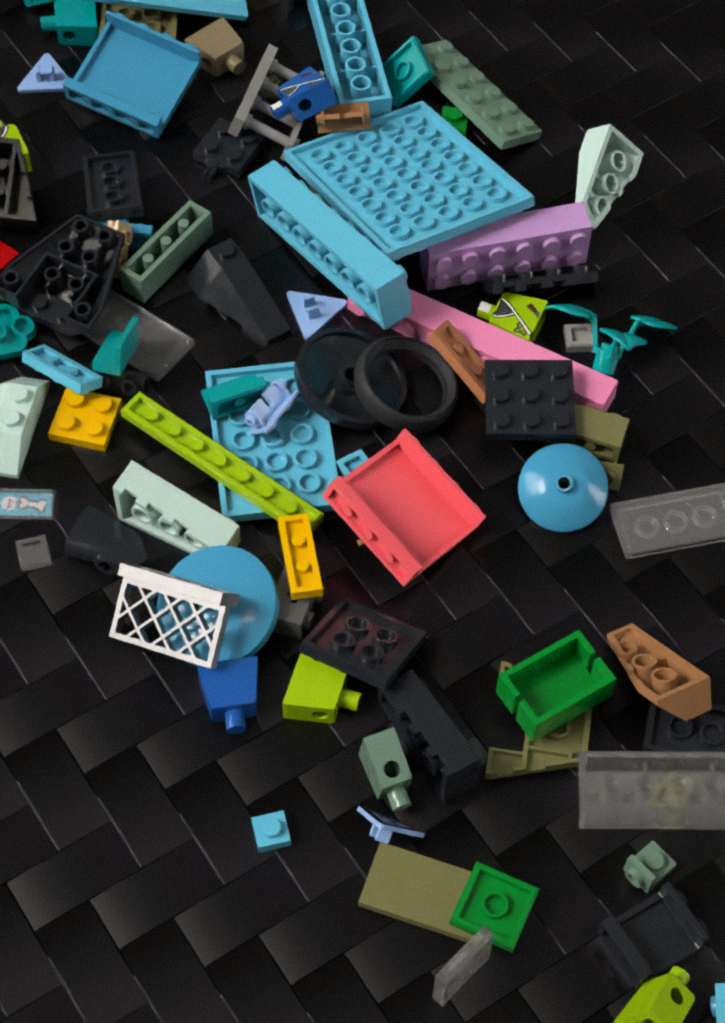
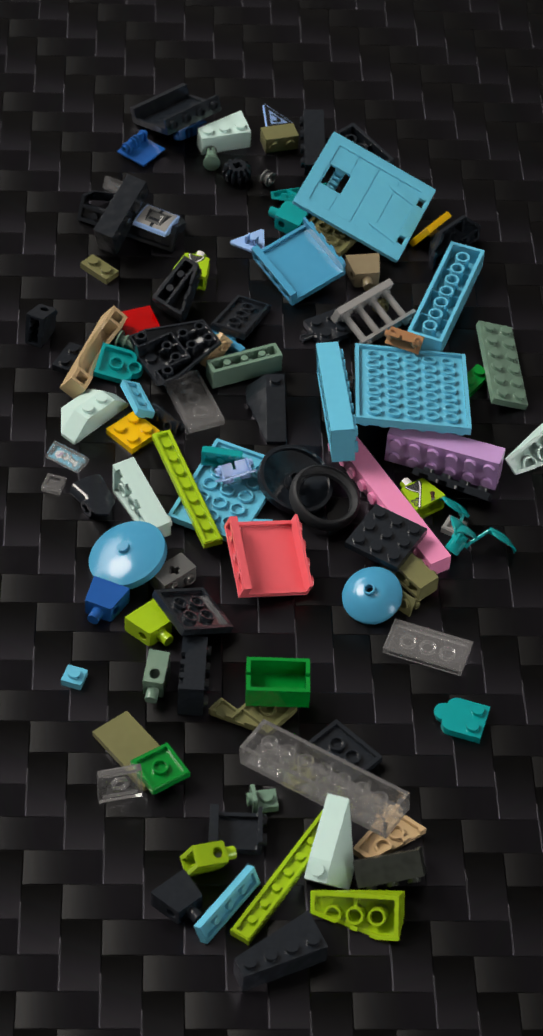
camera: 30 degrees right, 10 degrees down
(117, 349) = (175, 402): teal panel -> none
(171, 587) = (107, 532): fence -> none
(300, 556) = (189, 550): yellow plate -> none
(304, 96) = (392, 316): blue torso -> none
(314, 310) = (308, 437): light blue piece -> none
(385, 826) = (134, 702): light blue piece -> none
(407, 71) = (467, 332): teal plate -> none
(460, 357) = (365, 492): nougat plate -> none
(661, 673) = (343, 711): medium nougat wedge -> none

